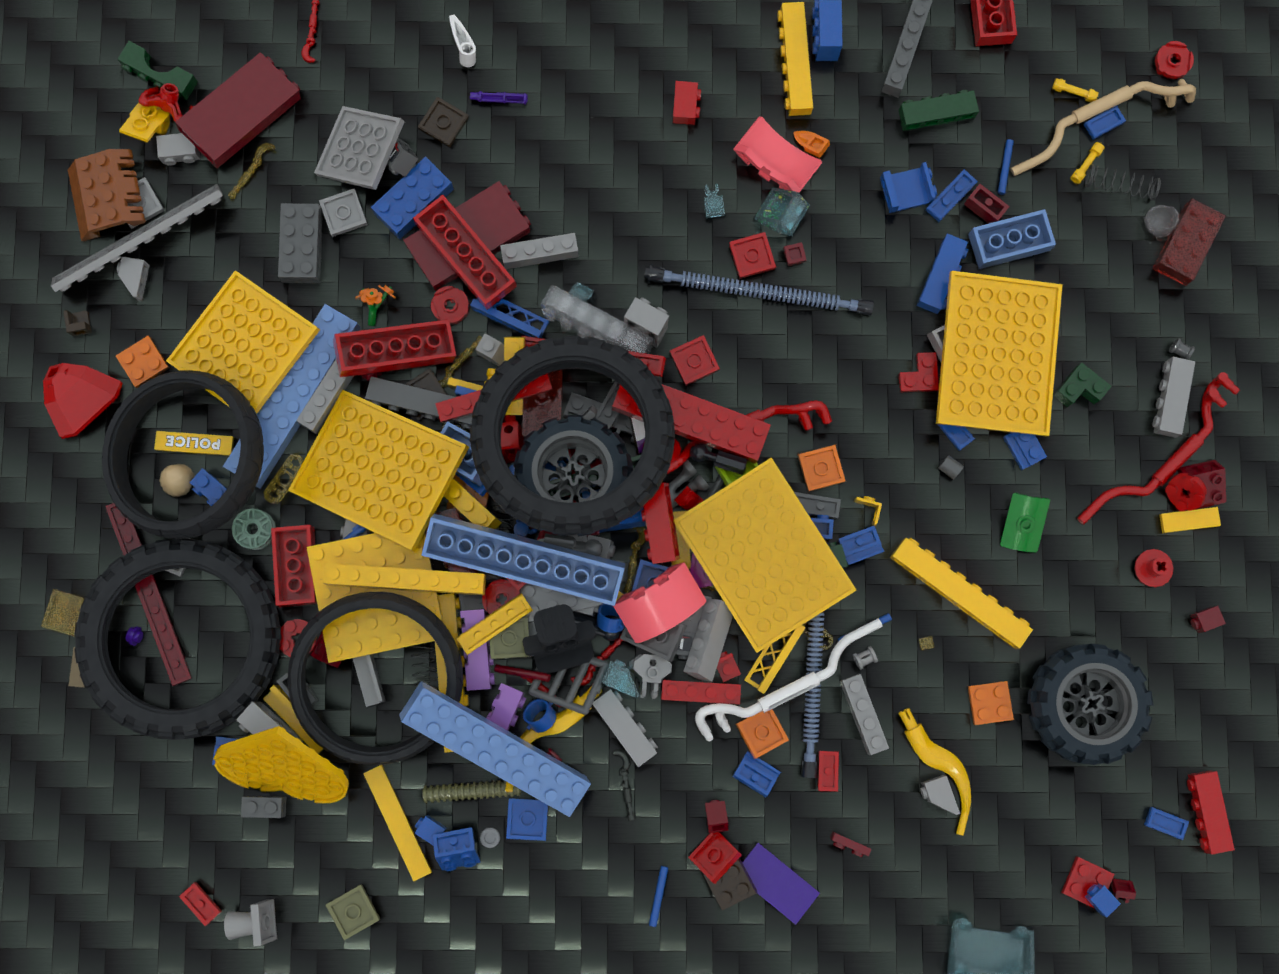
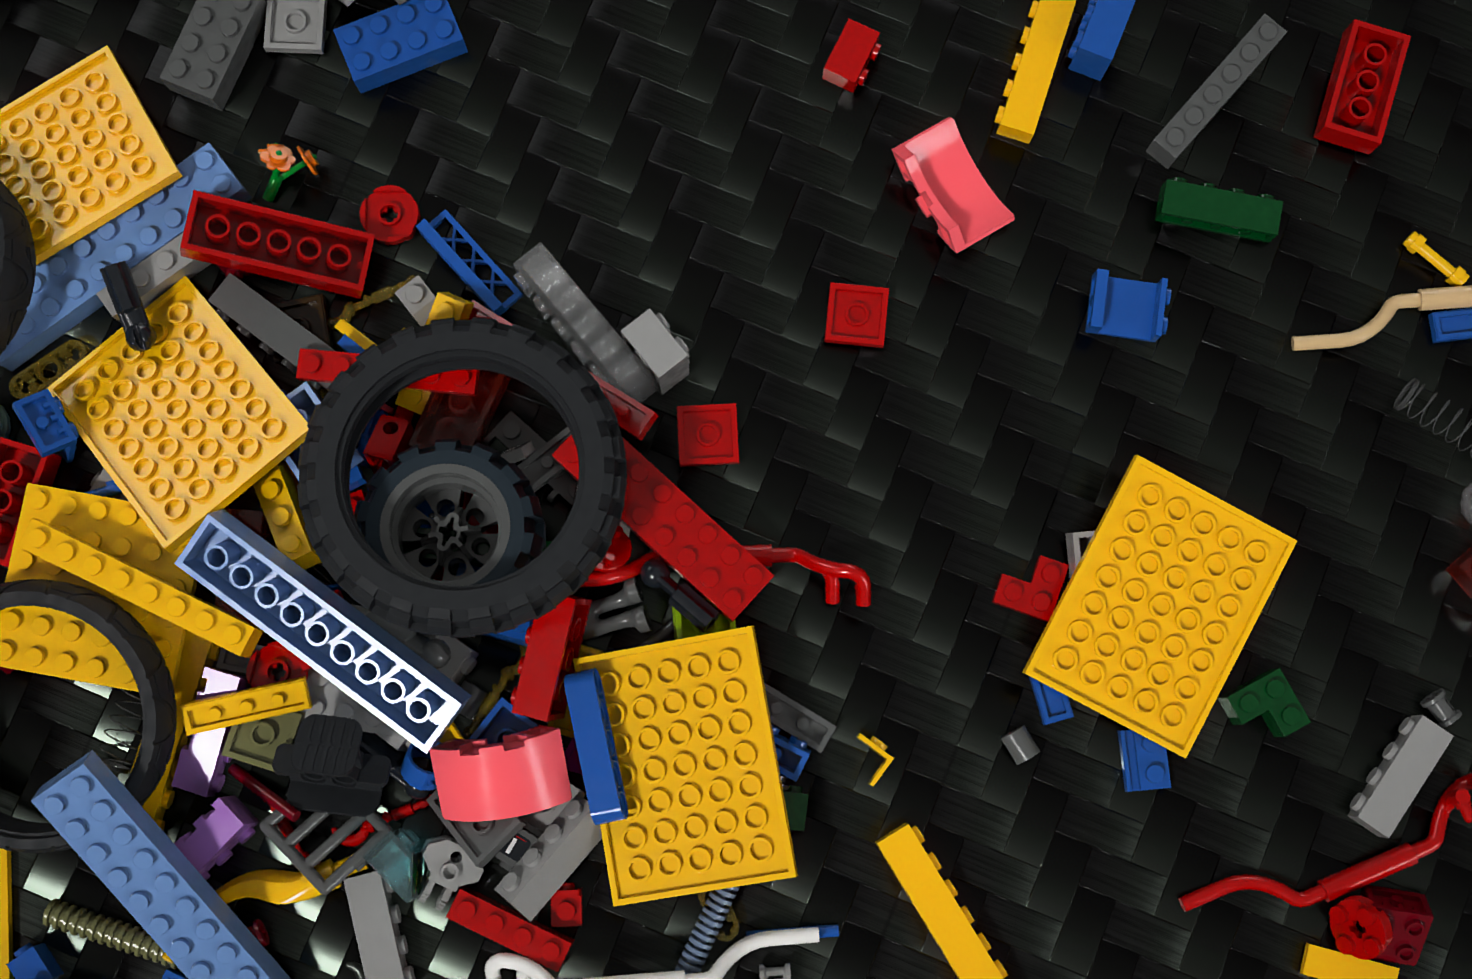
camera: 25 degrees right, 0 degrees up
(303, 508) = (46, 424): none -> blue bracket
(319, 417) = (128, 306): none -> black piece
(369, 680) = (44, 713): light grey panel -> none
(465, 252) = (436, 146): red brick -> none
(489, 215) = (457, 125): dark red brick -> none
(533, 709) = (268, 877): blue piece -> none
(539, 251) = (549, 187): light grey brick -> none
(581, 291) = (585, 270): clear light blue tile -> none
(659, 274) = (710, 290): sand blue hose -> none
(688, 499) = (612, 635): red bracket -> none
(708, 564) = (595, 746): none -> blue beam
(713, 204) = (832, 218): clear light blue plate -> none
(778, 662) = (643, 931): yellow fence -> none
(782, 211) = (927, 268): clear light blue slope -> none
(794, 254) = (919, 337): dark red plate -> none
(812, 142) = (1012, 185): orange plate -> none
(821, 468) = (828, 668): orange plate -> none
(861, 545) = (838, 806): blue plate -> none
(936, 286) = (1139, 437): blue brick -> none
(951, 195) = (1187, 343): blue tile -> none
(986, 204) = (1232, 377): dark red brick -> none
(1005, 167) = (1285, 332): blue bar -> none
(1011, 239) = (1250, 442): medium blue brick -> none
(1025, 523) = (1096, 874): green shield -> none
(1095, 151) = (1392, 386): yellow bar -> none

